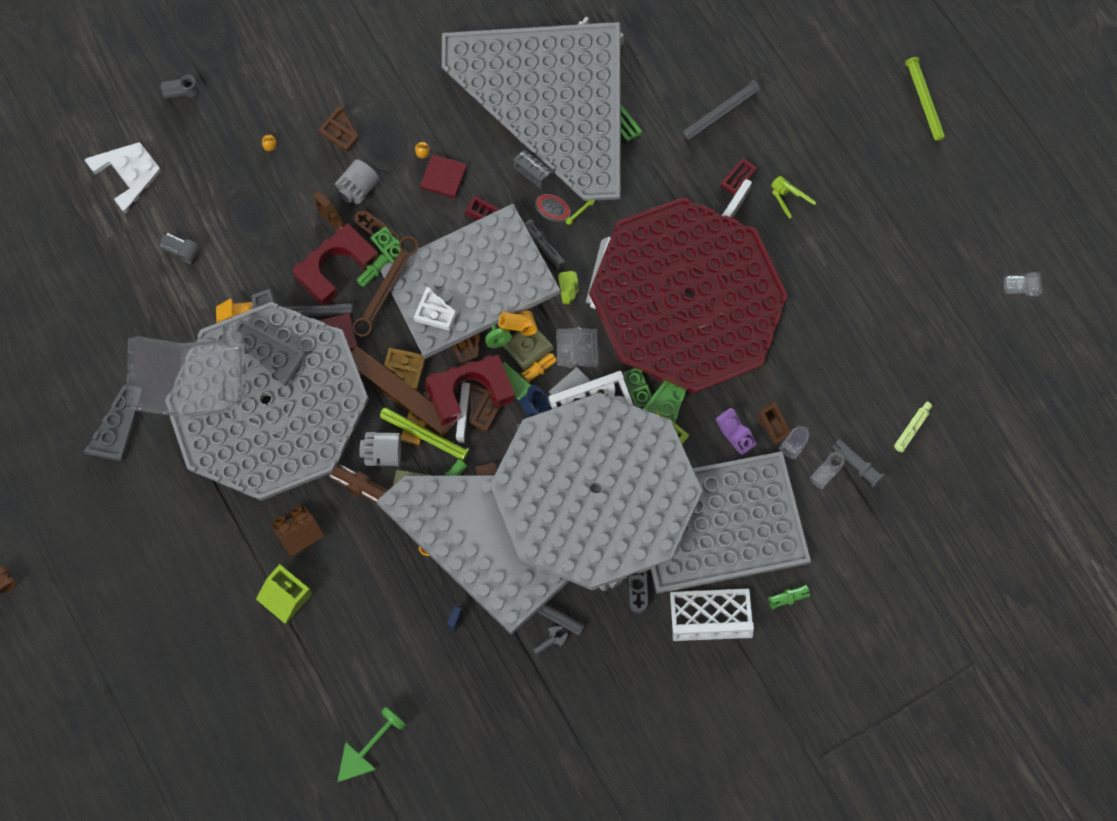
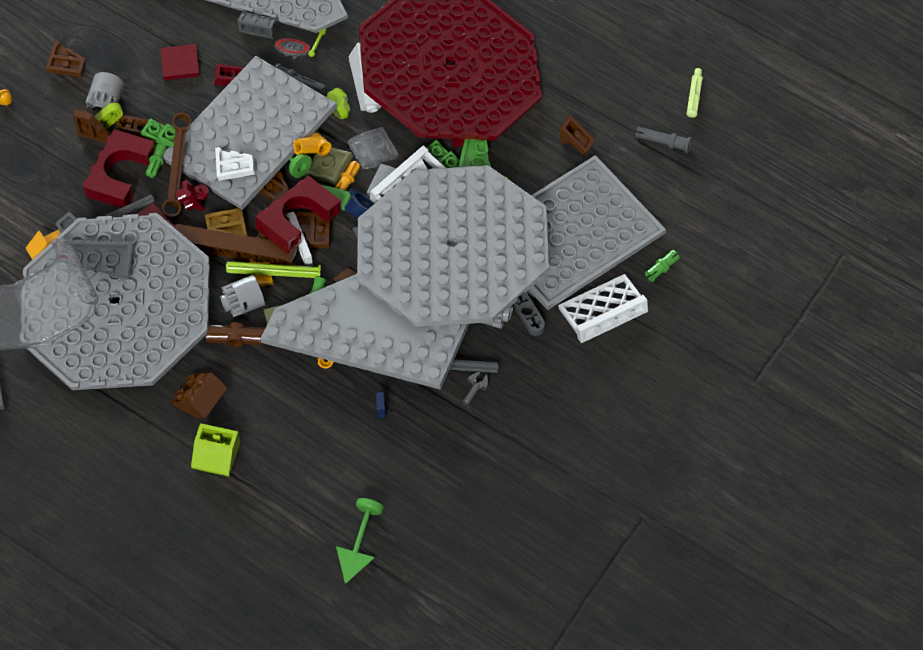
camera: 25 degrees left, 10 degrees down
(349, 206) = (109, 114): none -> lime beam
(385, 324) = (191, 196): none -> dark red hips
(422, 152) = (149, 48): light orange hinge -> none
(735, 432) = (550, 160): medium lavender slope -> none
(795, 442) = (602, 143): rock -> none
(827, 471) = (641, 154): clear piece -> none

